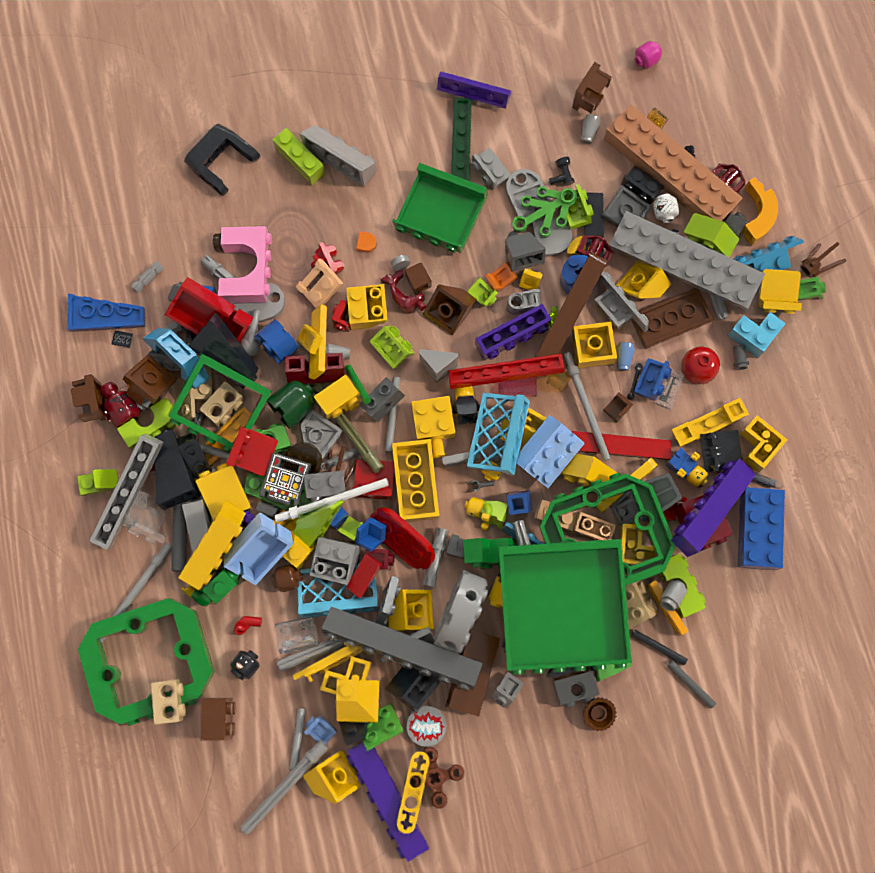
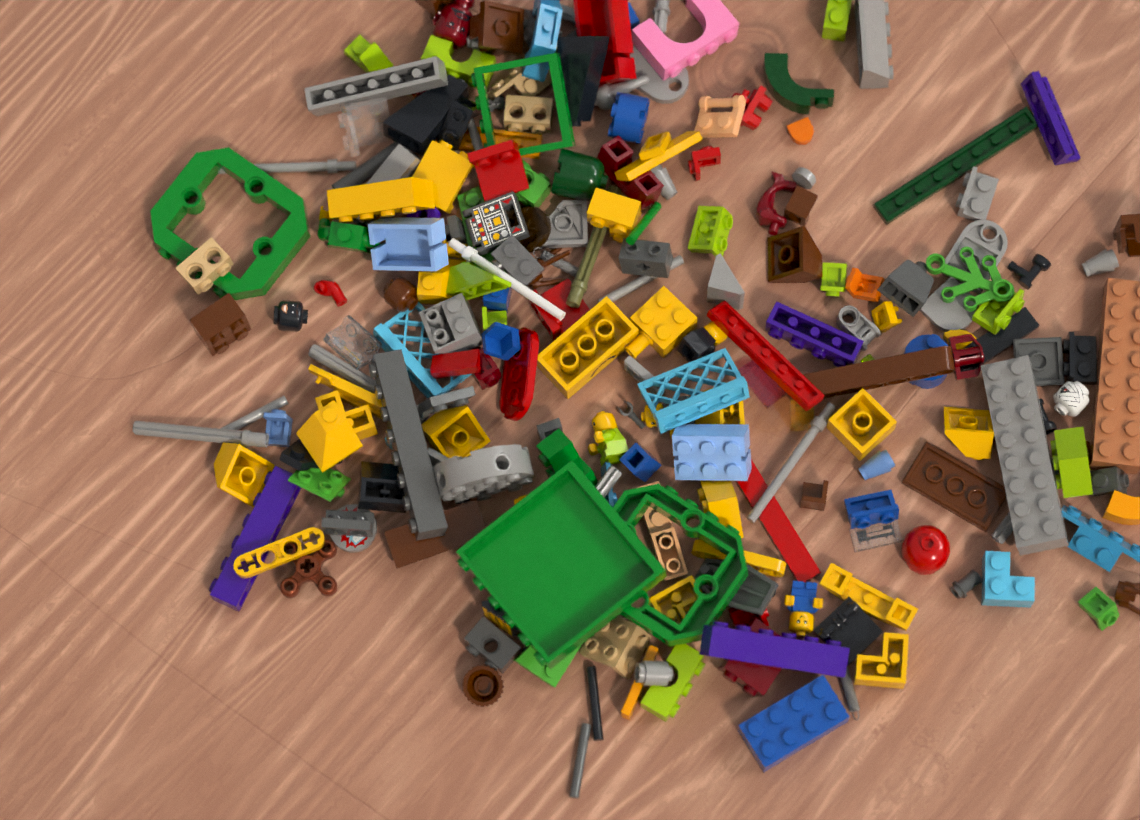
camera: 60 degrees right, 5 degrees down
(333, 231) = (789, 93): none -> dark green arch
(366, 306) = (730, 175): yellow slope -> none
(423, 727) = (348, 523): none -> dark grey bracket
(438, 546) = (530, 420): light grey pin -> none
(441, 208) = (891, 177): green panel -> none
(507, 690) = (443, 580): light grey bracket -> none
(617, 306) = (921, 420): light grey bracket -> none
(638, 368) = (839, 501): black hinge -> none
(780, 291) = (1069, 576): yellow bracket -> none

